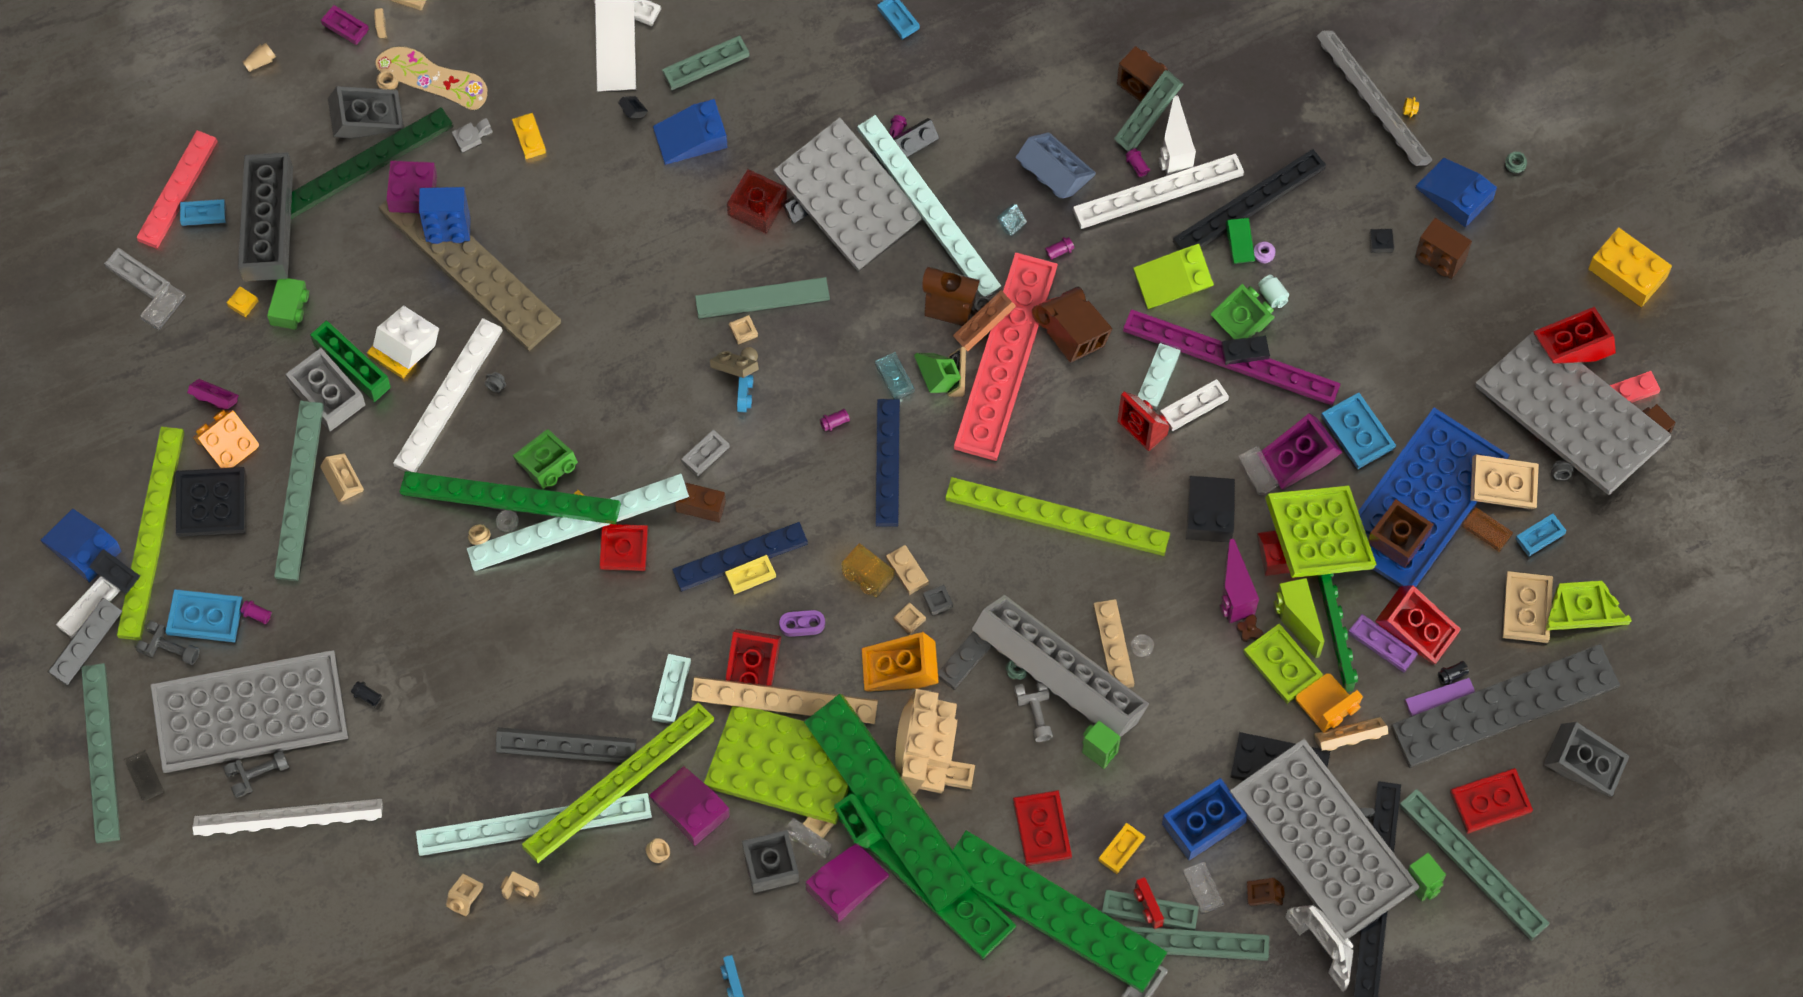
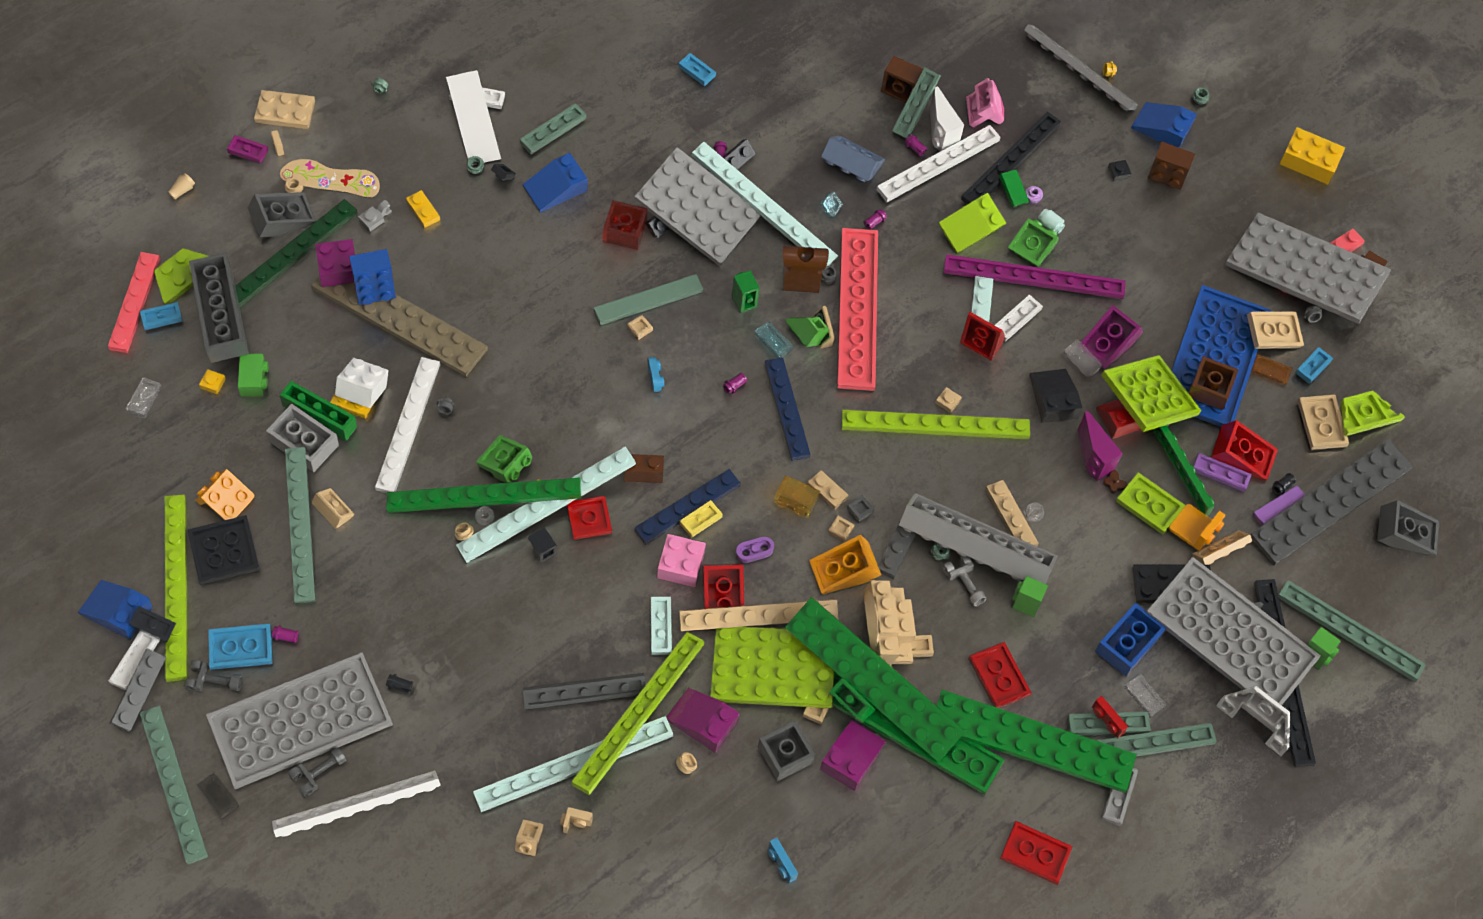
camera: 20 degrees left, 5 degrees down
(135, 273) = (113, 375): light grey tile -> none
(211, 393) = (197, 460): magenta plate -> none
(226, 164) = (175, 275): none -> lime wing
(562, 568) = (543, 544): none -> black panel
(600, 86) = (475, 160): none -> sand green plate
(705, 453) = (636, 429): light grey plate -> none
(713, 619) = (681, 560): none -> bright pink brick
(735, 364) = (648, 353): dark tan plate -> none
(816, 844) = (818, 727): clear plate -> none
(875, 311) = (745, 291): none -> green brick
(984, 320) = (834, 282): nougat plate -> none
(1073, 323) = (905, 272): reddish brown piece -> none
(1081, 489) = (948, 400): none -> tan plate
(1121, 848) = (1070, 678): yellow plate -> none
(1238, 126) = (985, 104): none -> bright pink piece
(1245, 350) = (1045, 268): black plate -> none
(1265, 892) = (1195, 688): reddish brown bracket -> none
(1299, 614) = (1154, 462): lime slope -> none
(1358, 430) = (1150, 313): dark azure plate -> none
(1491, 800) = (1345, 577): red tile -> none
(1577, 338) = (1295, 212): red slope -> none

